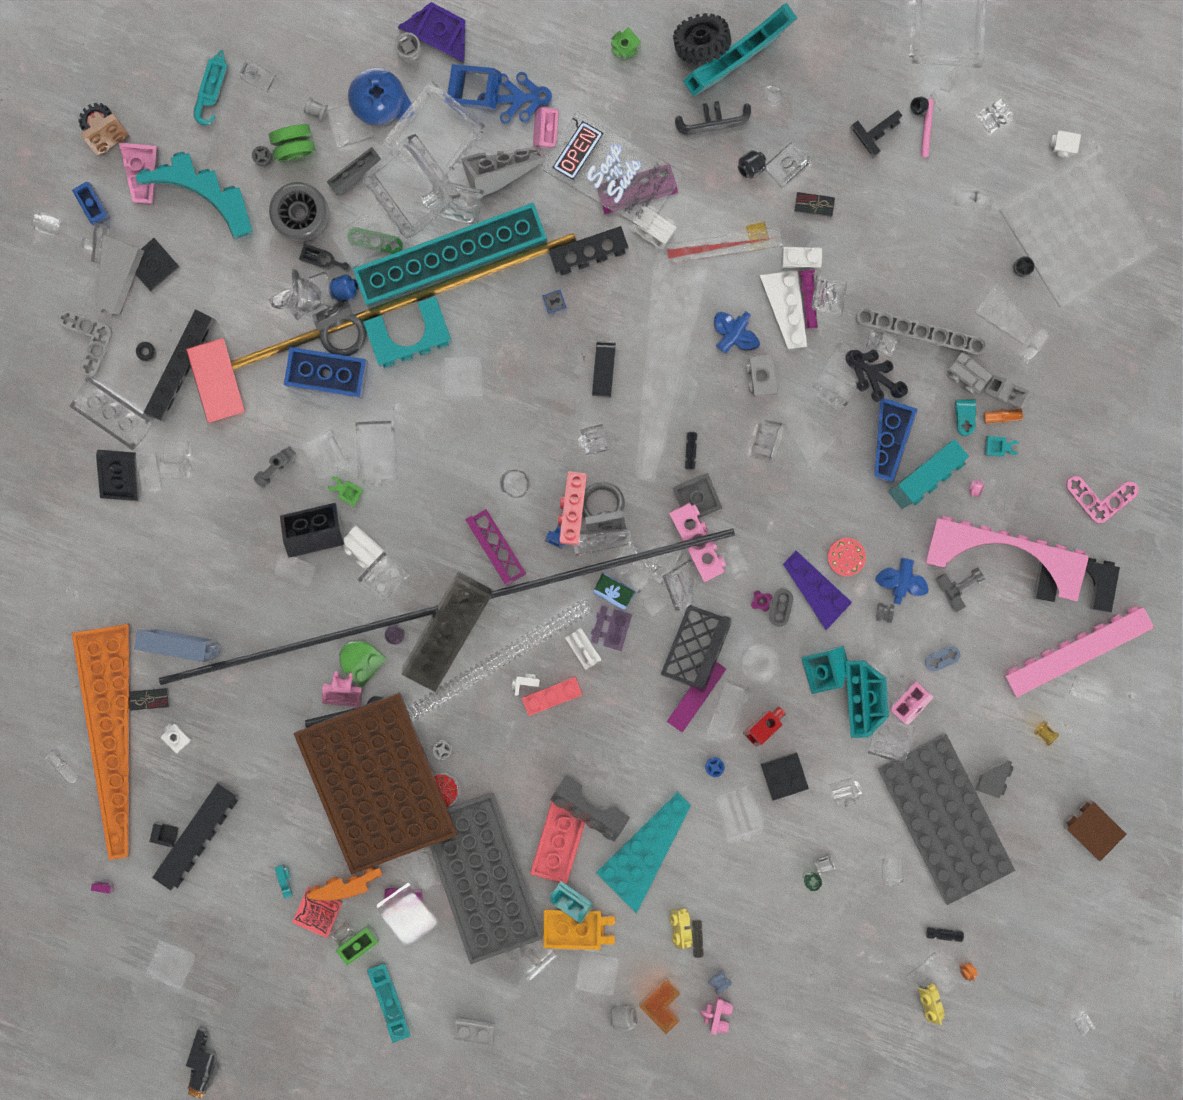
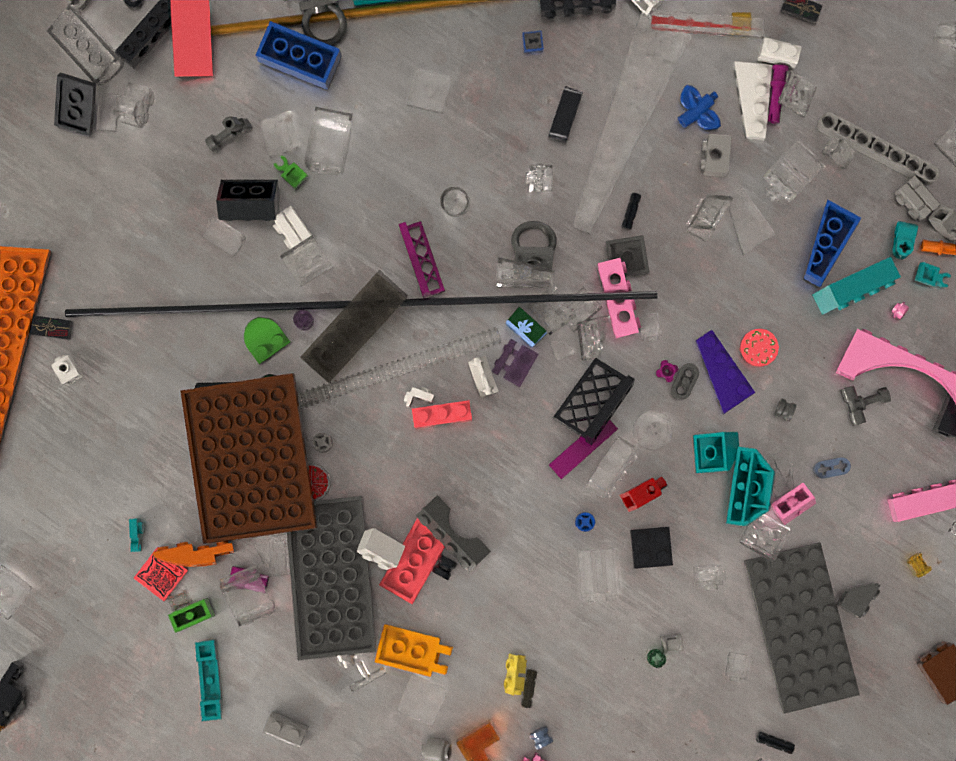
camera: 15 degrees right, 5 degrees down
(163, 834) = (30, 461): black panel -> none
(176, 645) = (86, 275): sand blue window -> none
(195, 835) = (60, 470): black brick -> none
(341, 692) = (238, 363): bright pink plate -> none
(435, 335) = (410, 47): teal arch -> none
(523, 840) = (380, 549): none -> white brick
(554, 537) = (482, 263): blue plate -> none
(571, 902) = (412, 622): teal hinge -> none
(572, 508) = (504, 236): coral bracket -> none
(589, 837) = (448, 564): none -> black wheel
(639, 859) = (488, 597): teal wing -> none
(856, 360) = (827, 176): black plant -> none
(902, 581) = (809, 383): blue plant -> none

